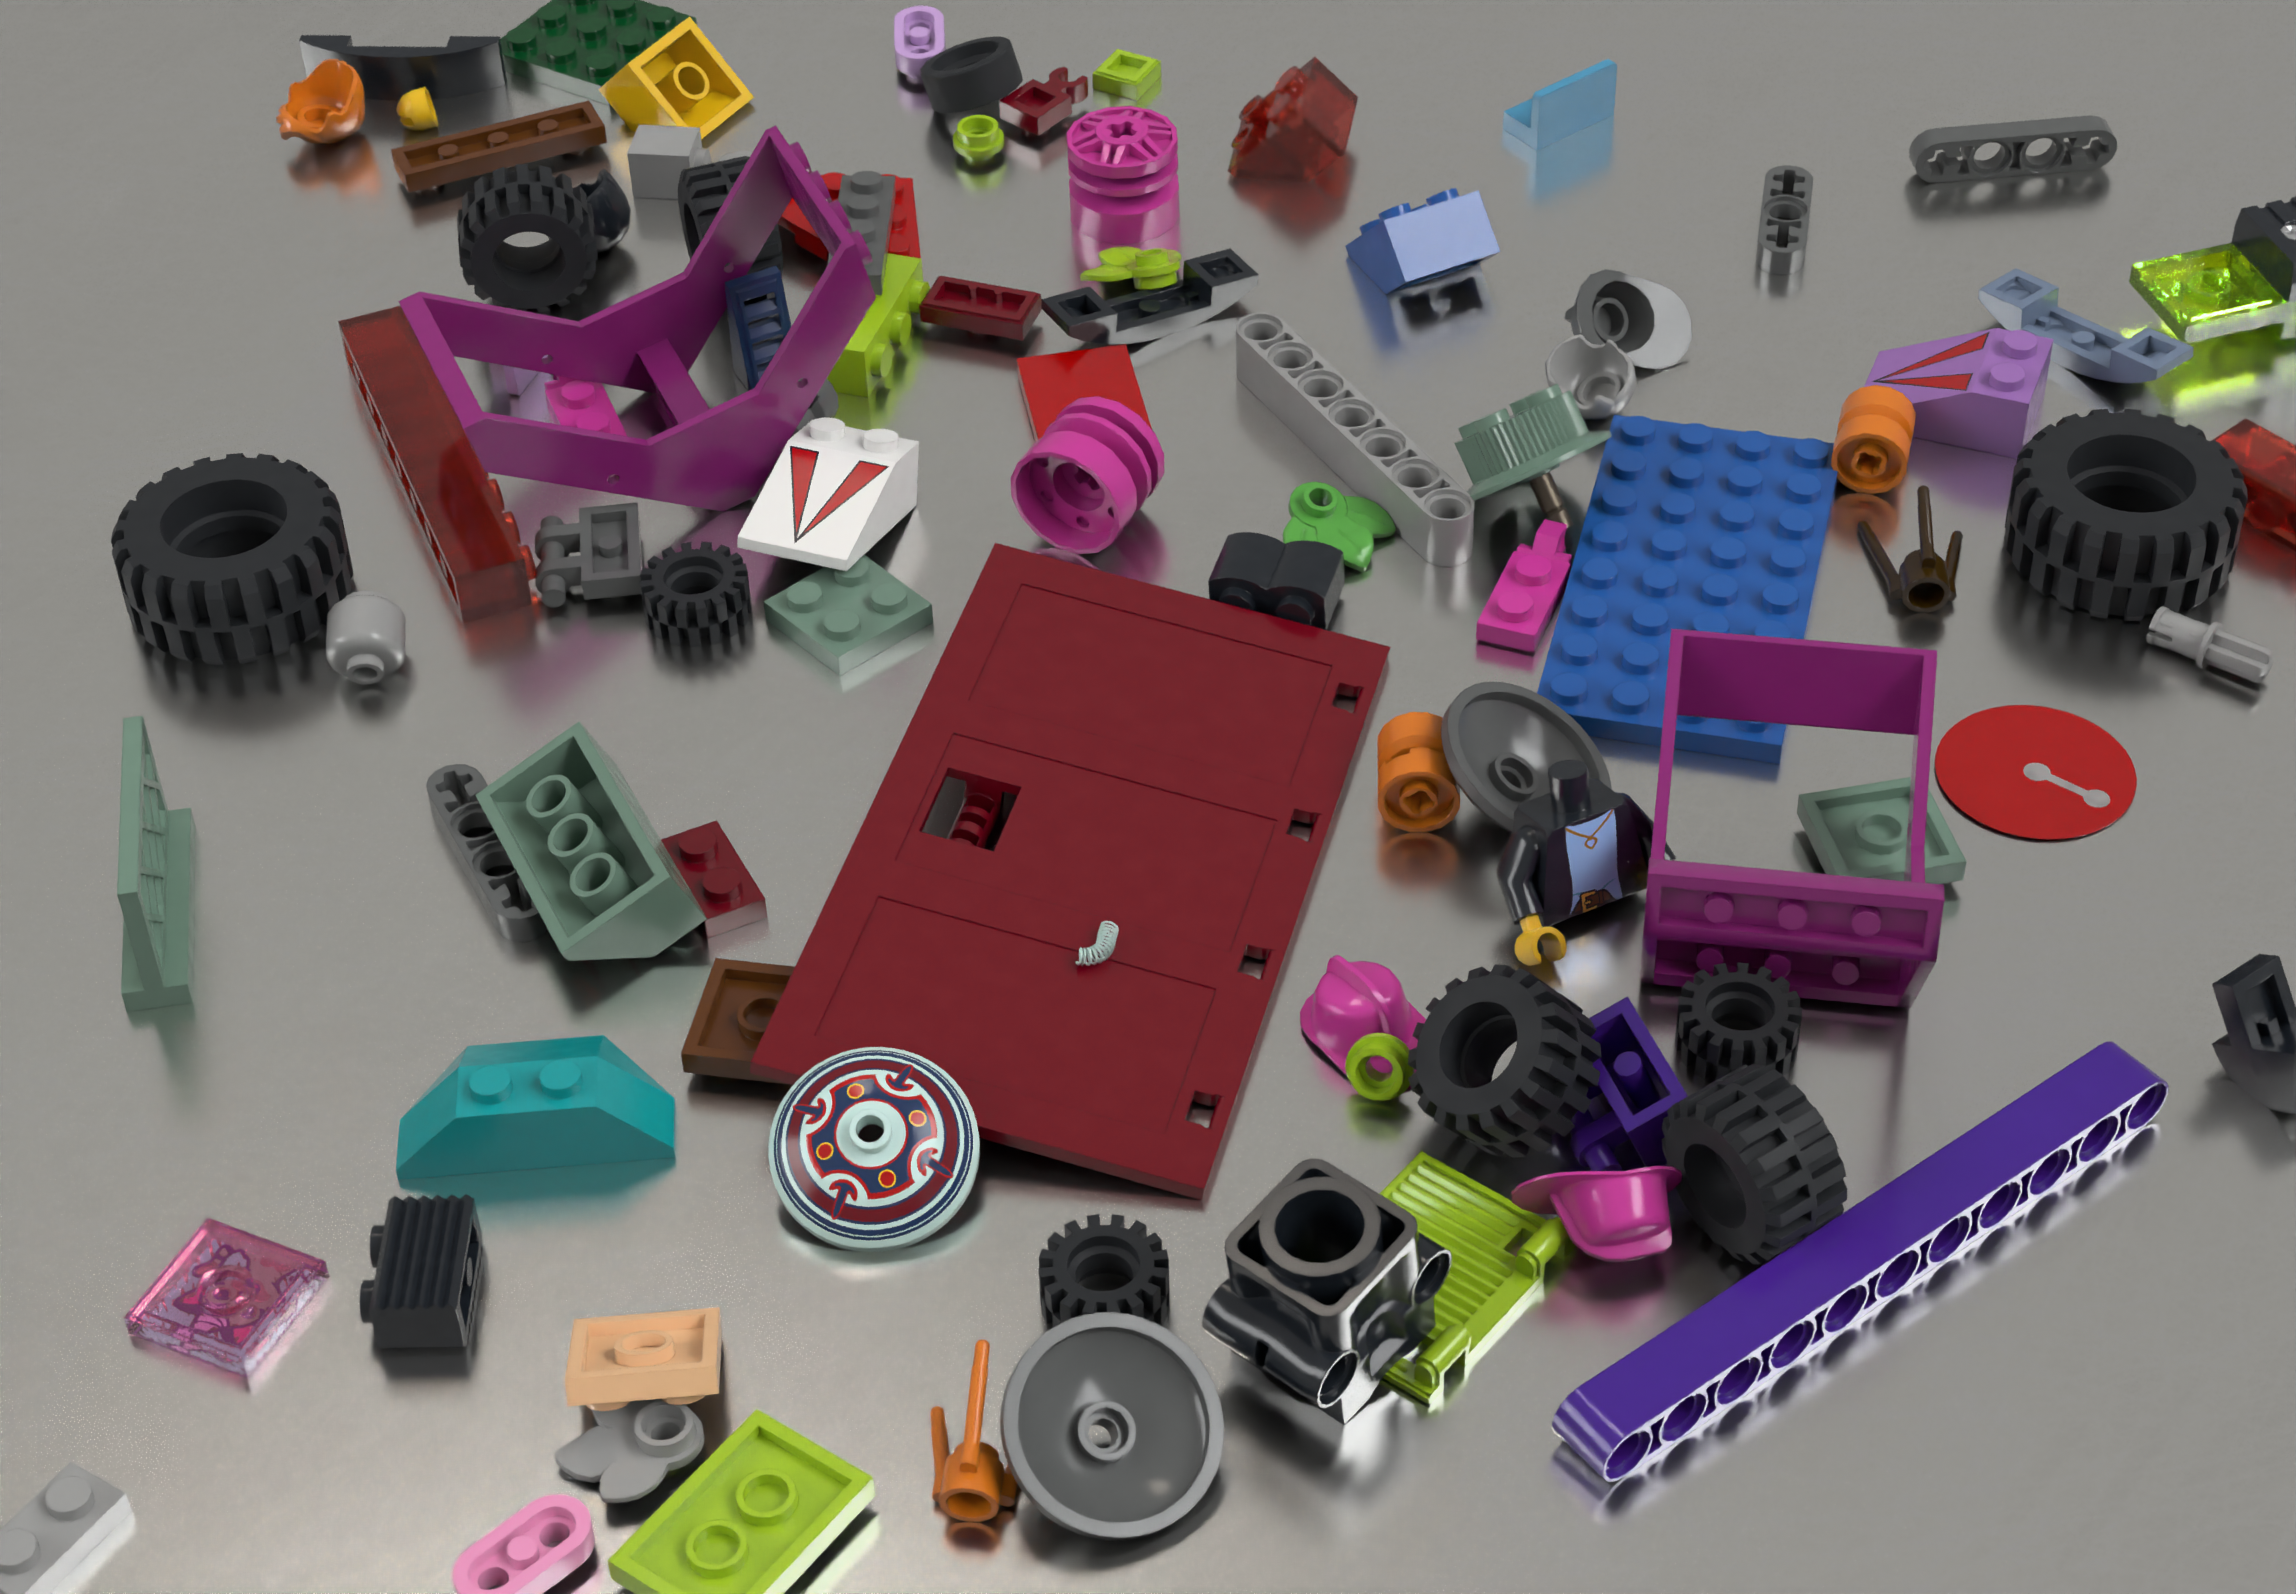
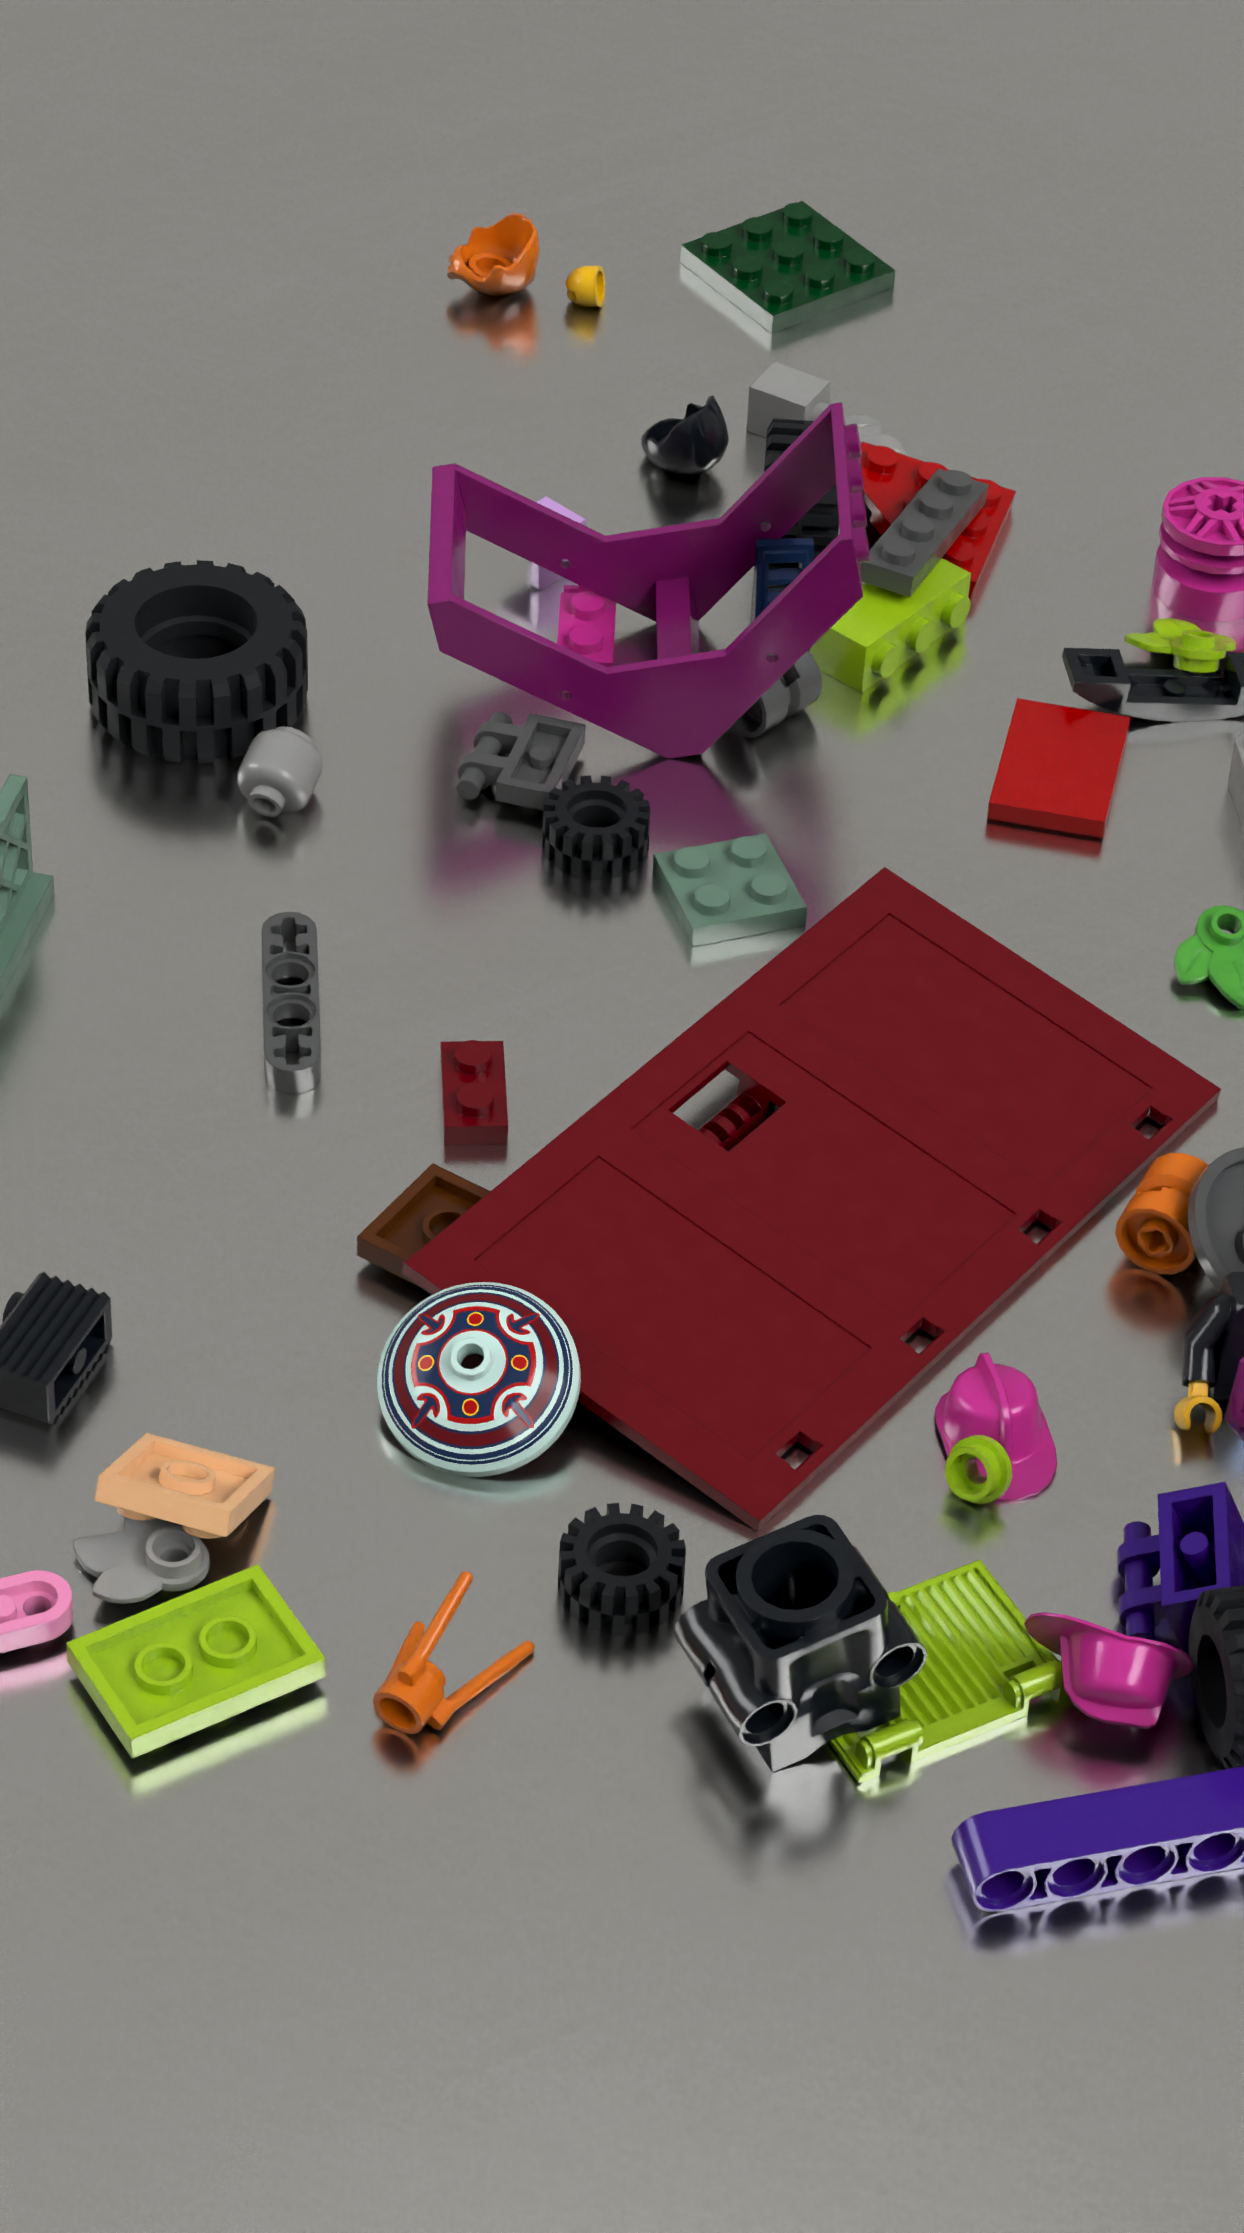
camera: 20 degrees right, 0 degrees up
(388, 72) = (573, 241): black slope -> none
(438, 468) = (419, 680): clear red brick -> none
(498, 145) = (642, 344): reddish brown plate -> none
(519, 204) = (619, 410): black tyre -> none
(536, 1110) = (214, 1244): teal wedge -> none
(589, 853) = (371, 1031): sand green slope -> none
(677, 84) = (838, 333): yellow slope -> none
(833, 494) = (765, 774): white slope -> none
(917, 38) = (1098, 357): lavender plate -> none
(971, 74) = (1125, 405): black tyre -> none
(978, 137) = (1103, 470): lime plate -> none
(980, 307) = (1009, 638): dark red plate -> none
(1041, 105) = (1182, 456): dark red plate -> none
(1087, 475) = (1011, 831): dark pink wheel -> none
(1108, 949) = (779, 1270): light aqua leg -> none
(1148, 1398) = (559, 1641): dark grey dish -> none
(1279, 579) = (1145, 990): black brick -> none
(1540, 1084) = (1082, 1501): black tyre -> none

